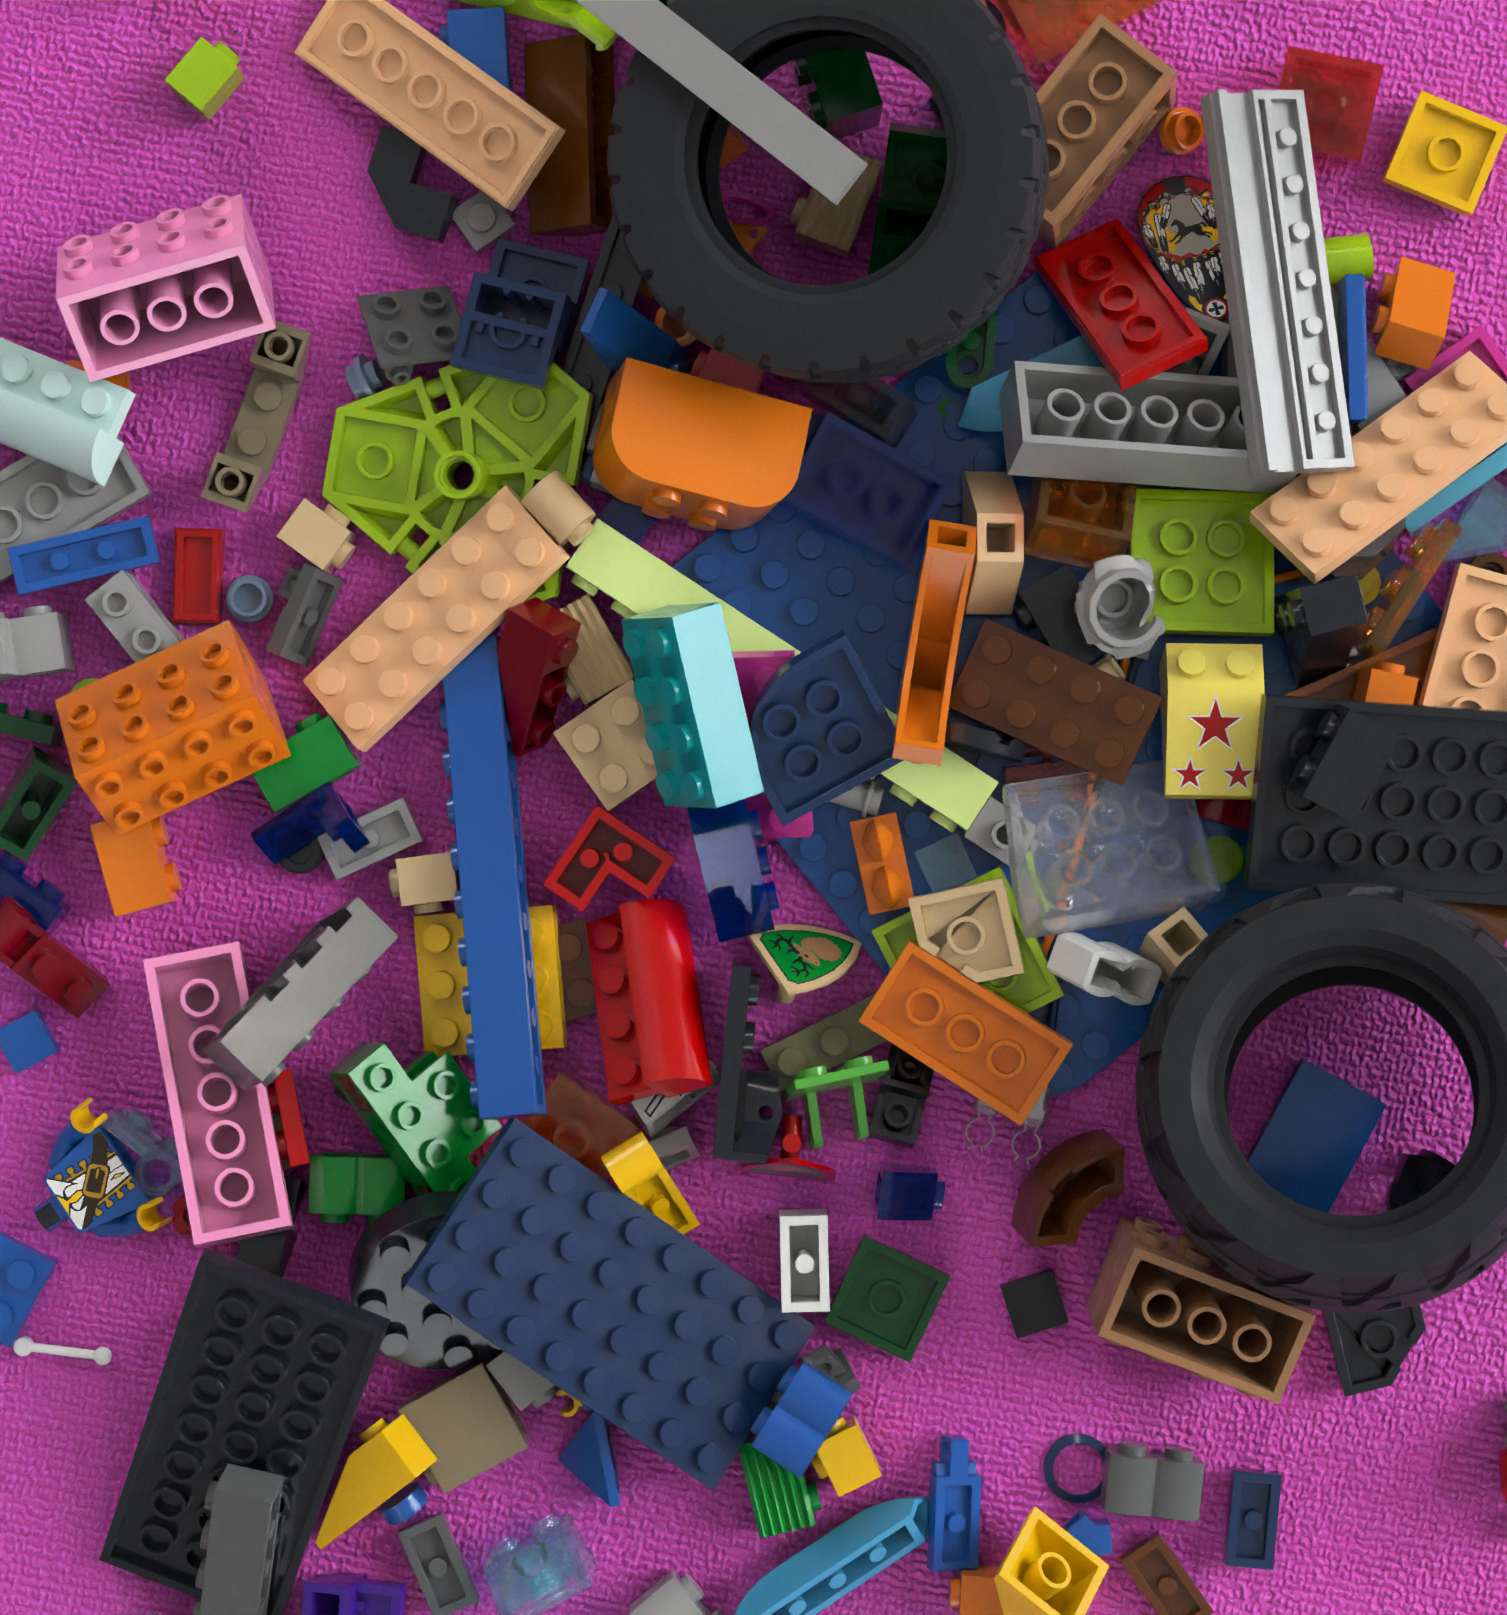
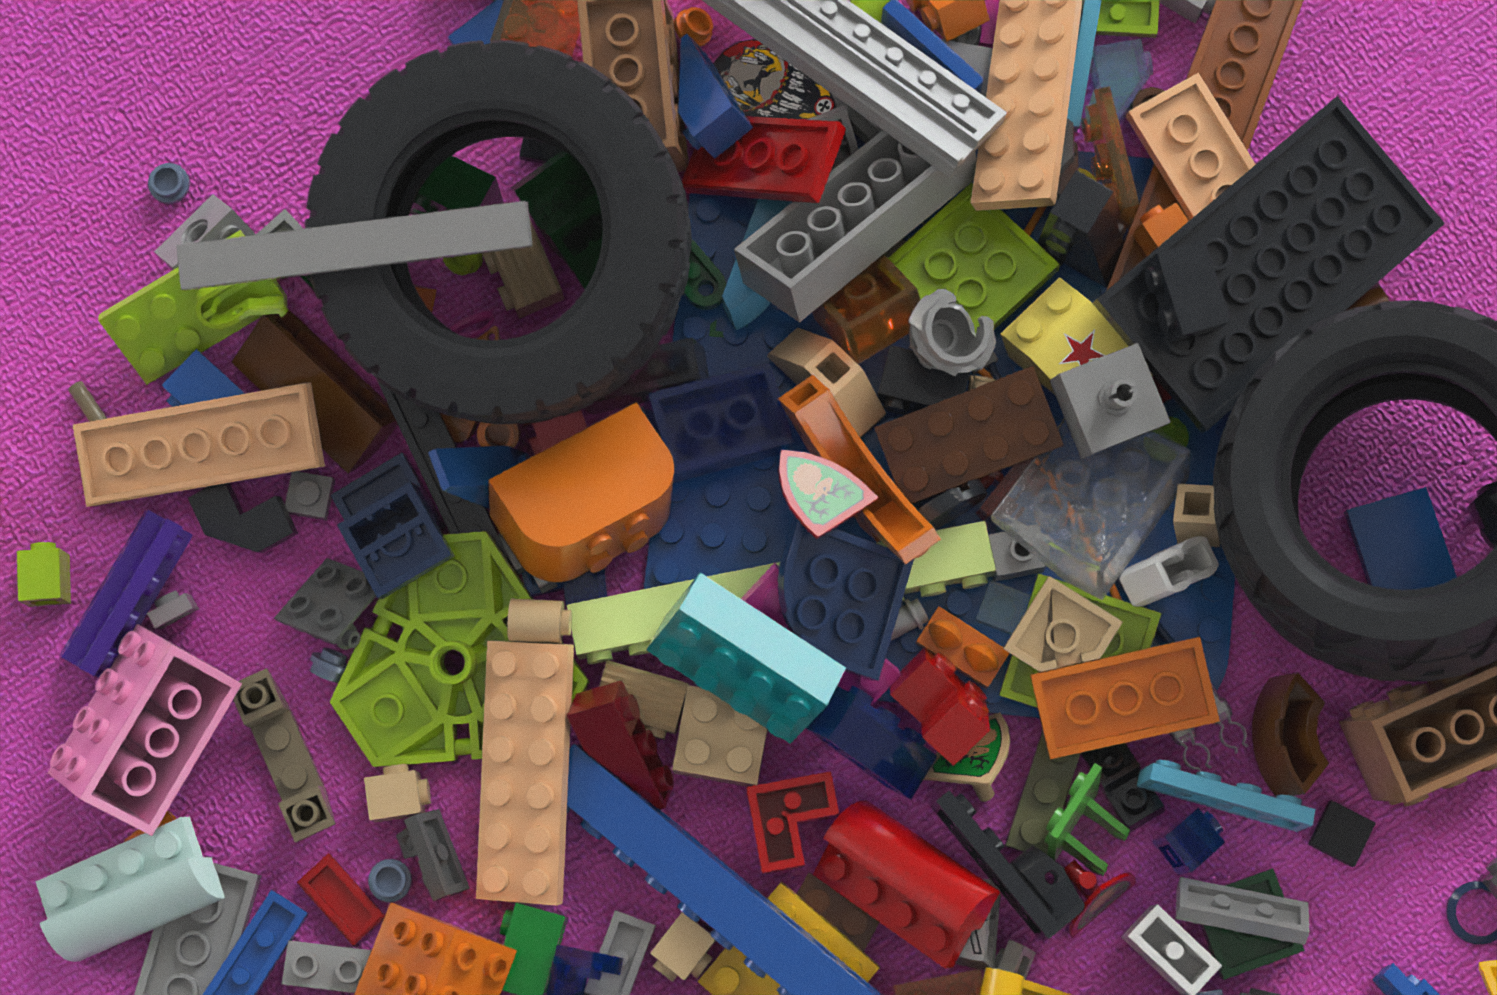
camera: 45 degrees left, 10 degrees down
(257, 158) = (126, 592): none -> dark purple brick
(282, 206) = (171, 609): none -> light grey plate
(819, 894) = (949, 710): none -> red brick
(885, 631) = (821, 491): none -> shield
(890, 1285) = (1242, 910): none -> light grey plate
(980, 1201) = (1241, 800): none -> medium azure plate
(1124, 209) = (706, 102): none -> blue slope
(1193, 788) = (1109, 400): none -> light grey brick

